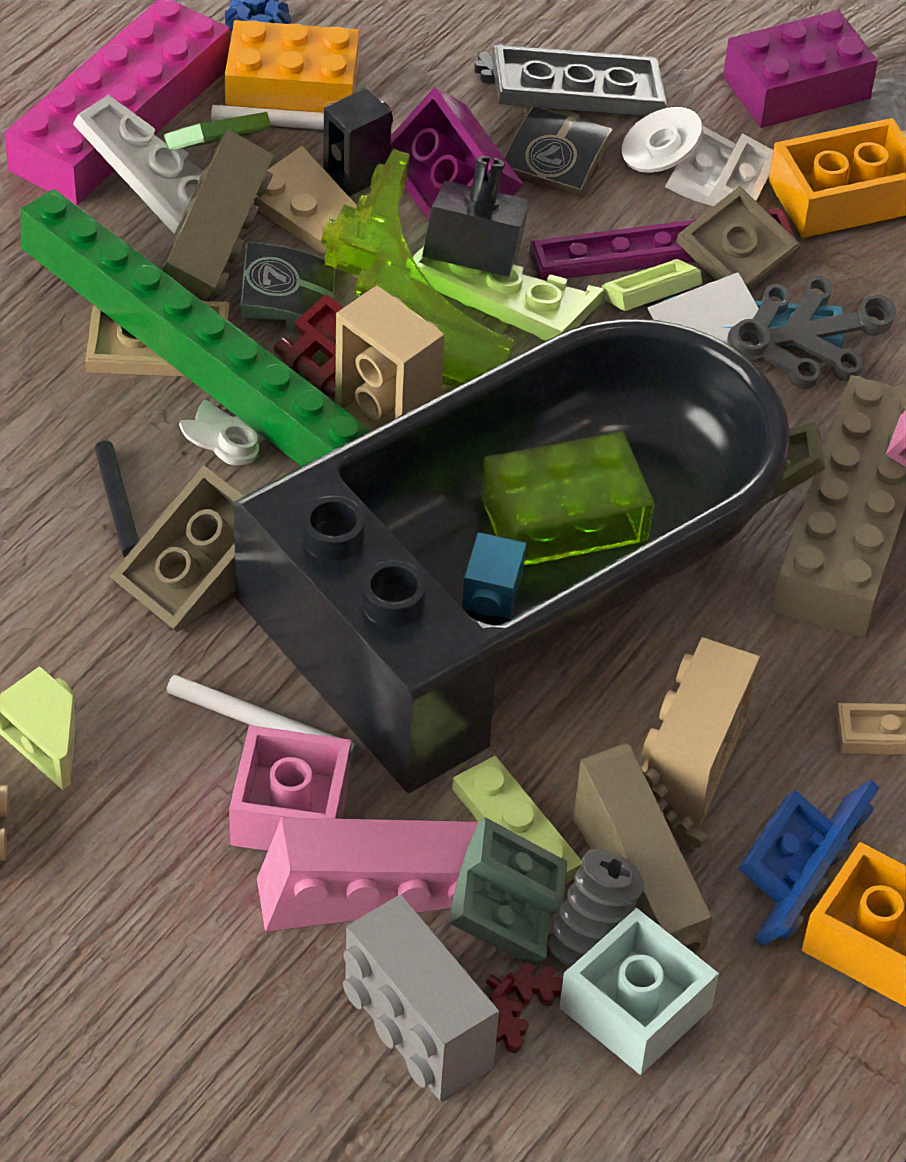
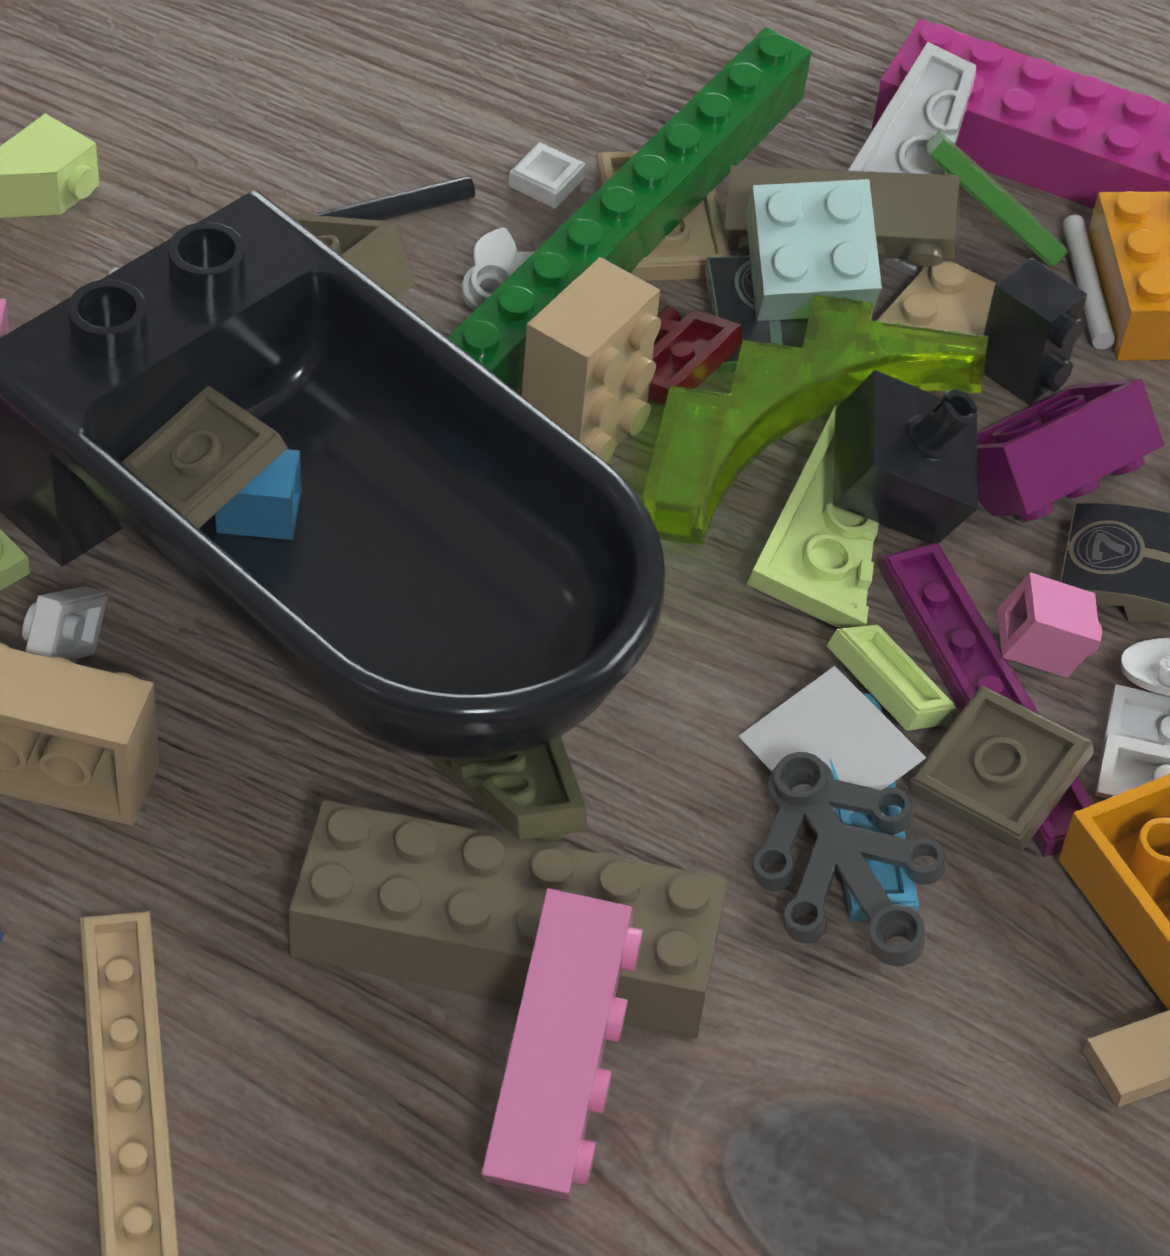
camera: 80 degrees right, 0 degrees up
(98, 399) = (547, 175): none -> white tile
(277, 229) = (810, 244): none -> light aqua brick
(488, 577) = (205, 455): none -> dark tan tile
(568, 497) = (394, 550): clear neon green brick -> none
(602, 717) = (65, 623): none -> white hinge
(623, 194) = (1049, 625): none -> bright pink brick

